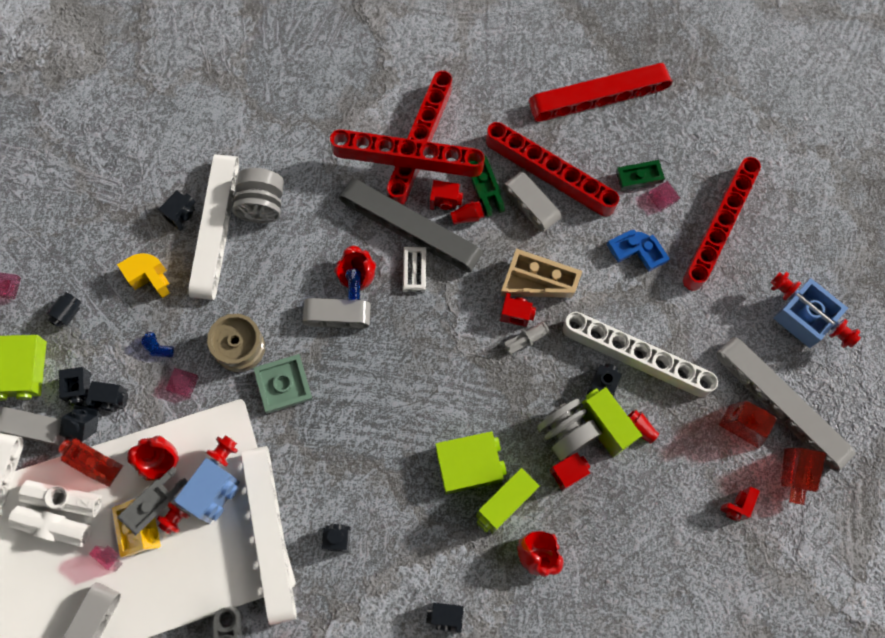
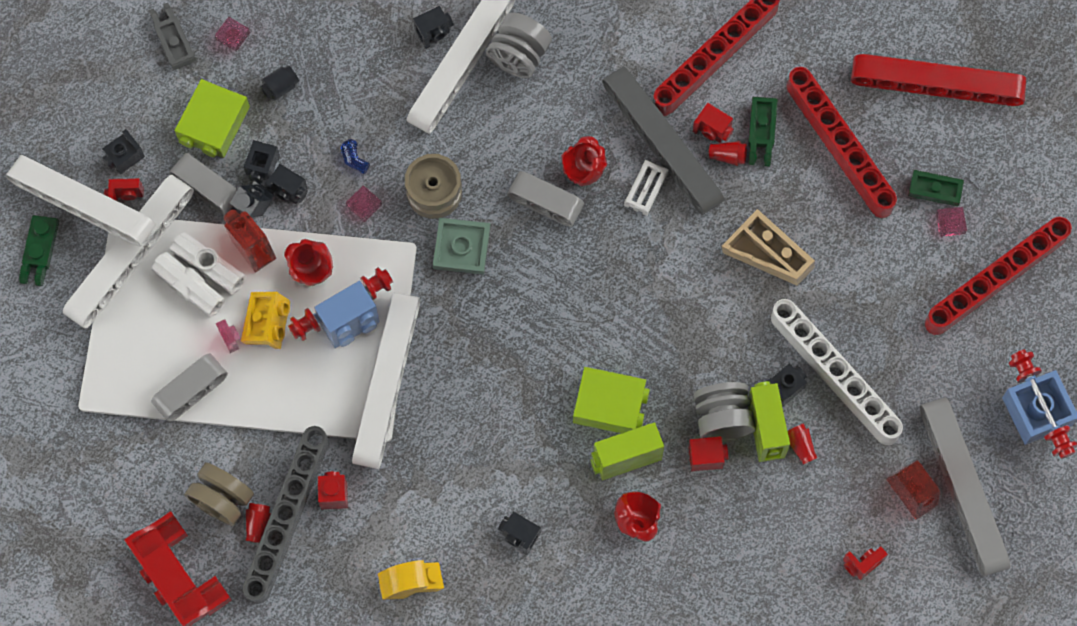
camera: 30 degrees right, 0 degrees up
(142, 269) = (373, 73): yellow brick -> none
(150, 503) = (290, 301): dark grey hinge -> none
(336, 538) = (447, 415): black brick -> none
(353, 277) = (578, 171): clear blue arm -> none
(398, 146) = (696, 74): red beam -> none
(517, 311) = (731, 274): red brick -> none
(526, 337) = (728, 305): light grey axle -> none
(532, 201) = (803, 168): light grey beam -> none
(638, 243) = (896, 258): blue plate -> none
(801, 472) = (948, 549): clear red torso -> none

